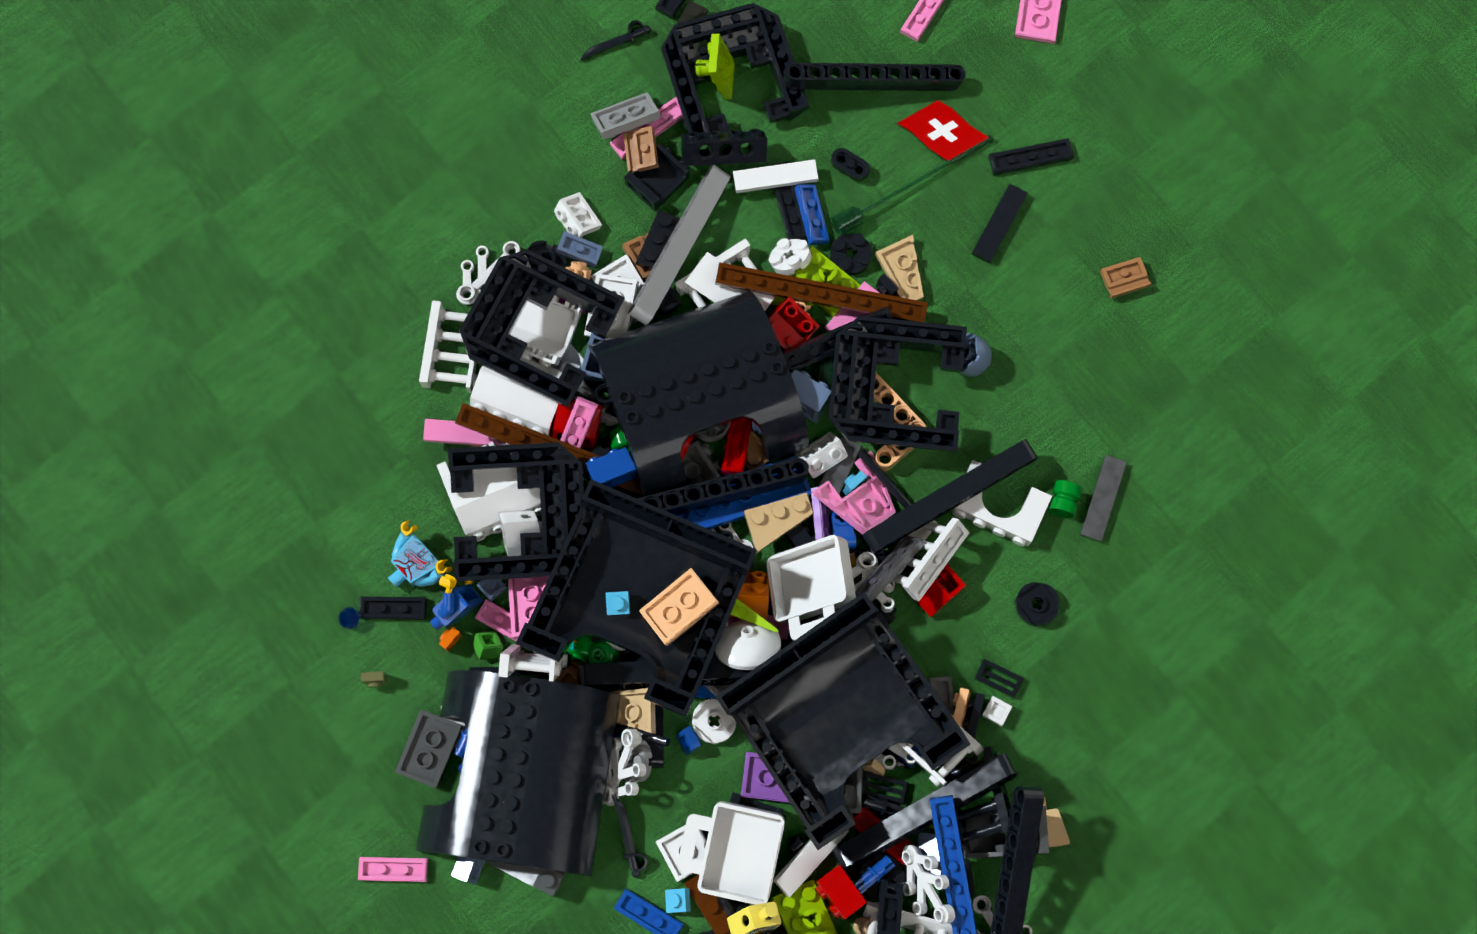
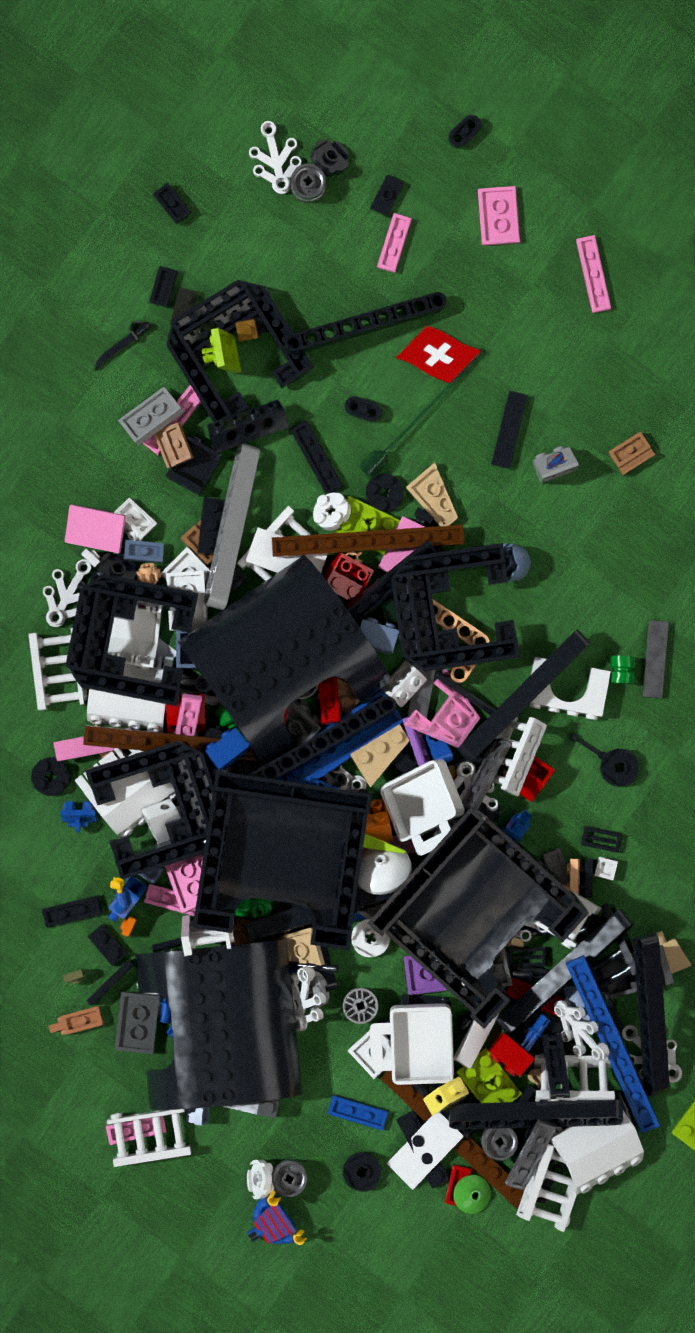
camera: 10 degrees left, 10 degrees up
(349, 618) = (37, 930): clear blue plate -> none
(363, 730) = (78, 1021): none -> nougat hinge
(407, 447) = (57, 785): none -> black plate
(412, 695) = (110, 982): none -> black tile
(413, 900) = (142, 1154): none -> white fence
(415, 561) = (80, 867): medium azure torso -> none
(421, 654) = (107, 945): none -> black plate
(430, 507) = (78, 818): none -> blue hips
(487, 645) = (161, 922): bright green slope -> none
(522, 240) = (92, 557): none -> white plate
(534, 212) = (95, 528): none -> bright pink tile
(617, 603) = (265, 865): medium azure plate -> none
(628, 840) = (330, 1066): black sword -> none
(677, 900) = (378, 1094): medium azure plate -> none
(679, 607) = (318, 856): light nougat tile -> none
(683, 781) = (362, 1015): none -> light grey wheel
(688, 740) = (353, 960): blue plate -> none
(749, 53) = (247, 330): none -> pearl gold plate
(775, 176) = (299, 438): white tile -> none
(812, 214) = (340, 465): blue tile -> none
(854, 482) = (437, 702): medium azure plate -> none
(912, 636) = (518, 824): none -> blue hips
(995, 560) = (574, 737): none -> black hinge
(1030, 156) = (522, 359): black tile -> none
(1041, 268) = (555, 464): none -> light grey slope
(1125, 91) = (593, 274): none -> bright pink tile

